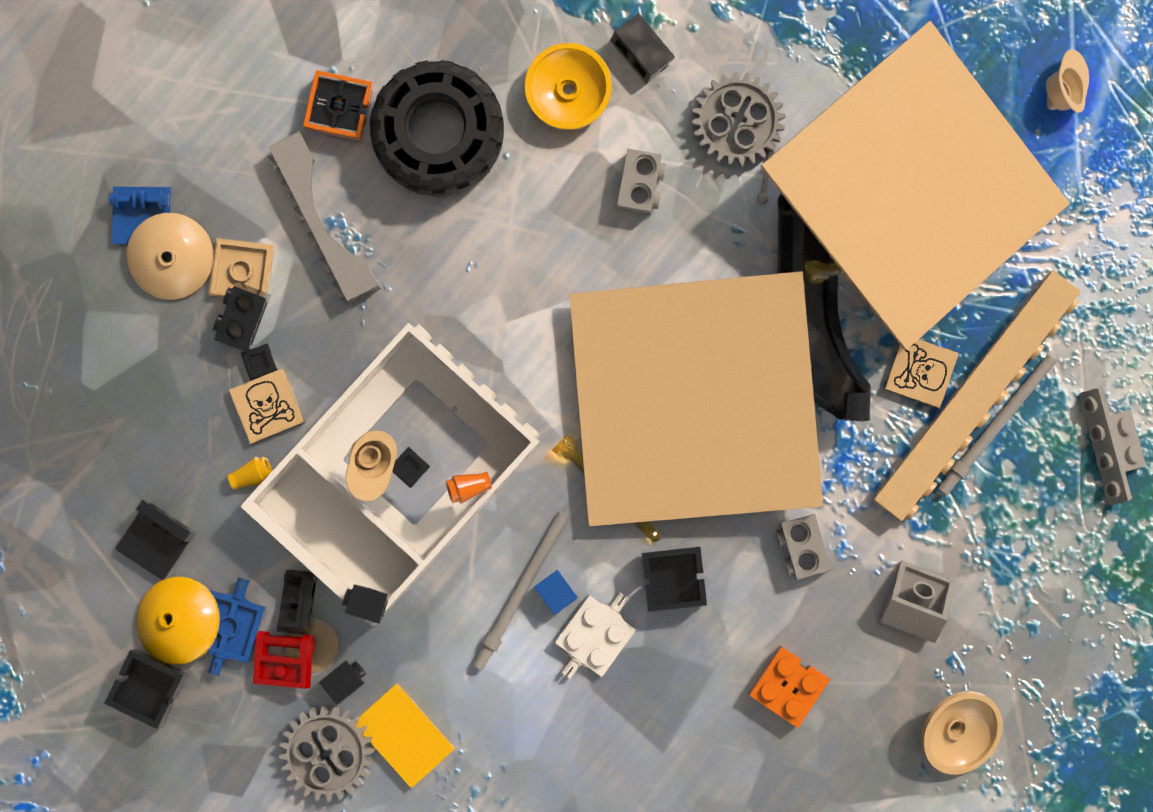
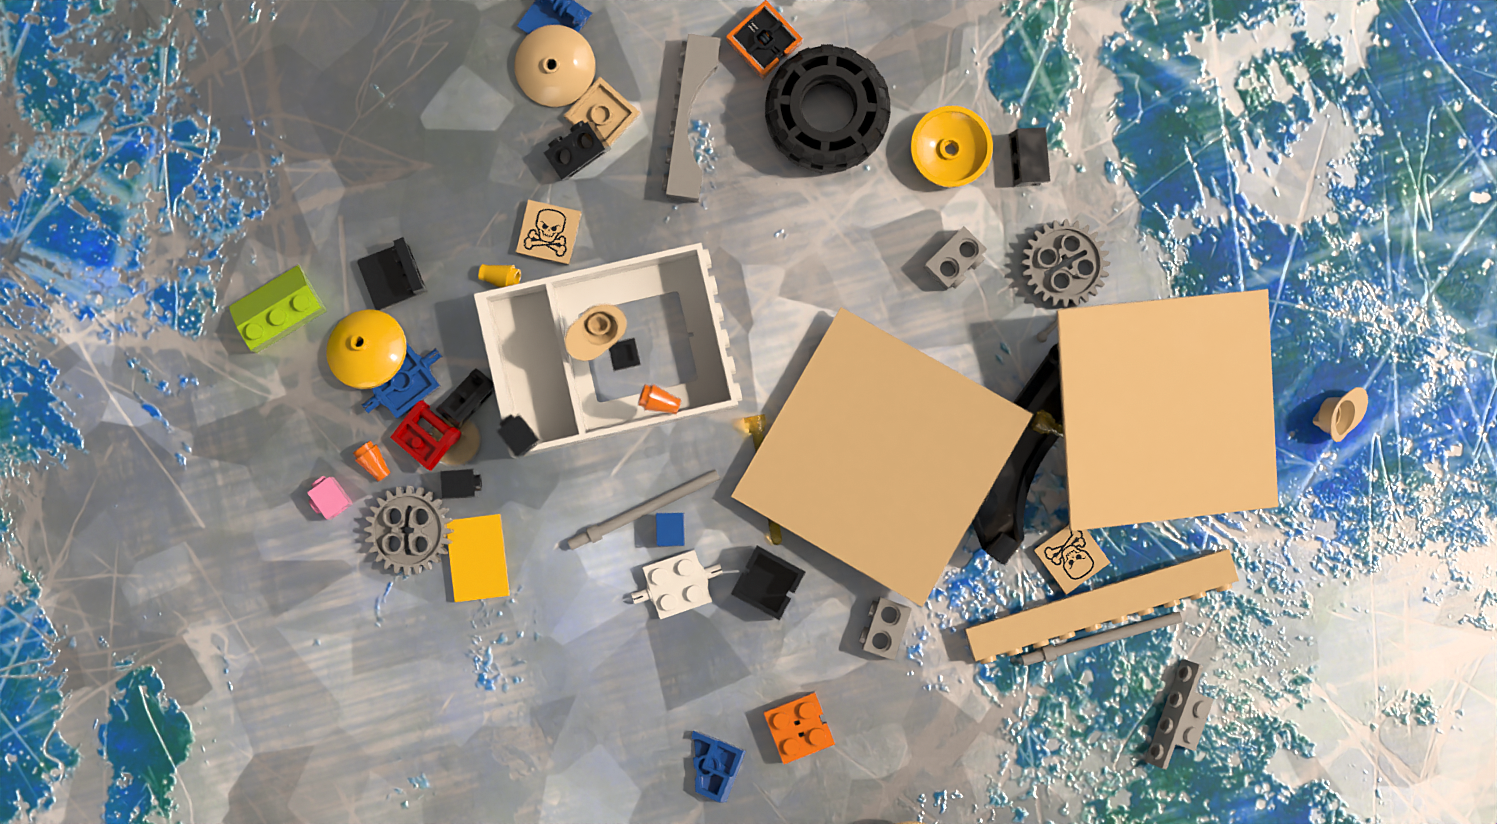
camera: 30 degrees right, 0 degrees up
(73, 641) = (276, 309): none -> lime slope
(147, 688) = (306, 385): black piece -> none
(236, 774) = (328, 497): none -> bright pink brick
(249, 714) = (371, 460): none -> orange cone
(259, 361) = (566, 194): black tile -> none
(740, 771) = (716, 766): none -> blue slope
(918, 602) = (944, 732): light grey slope -> none

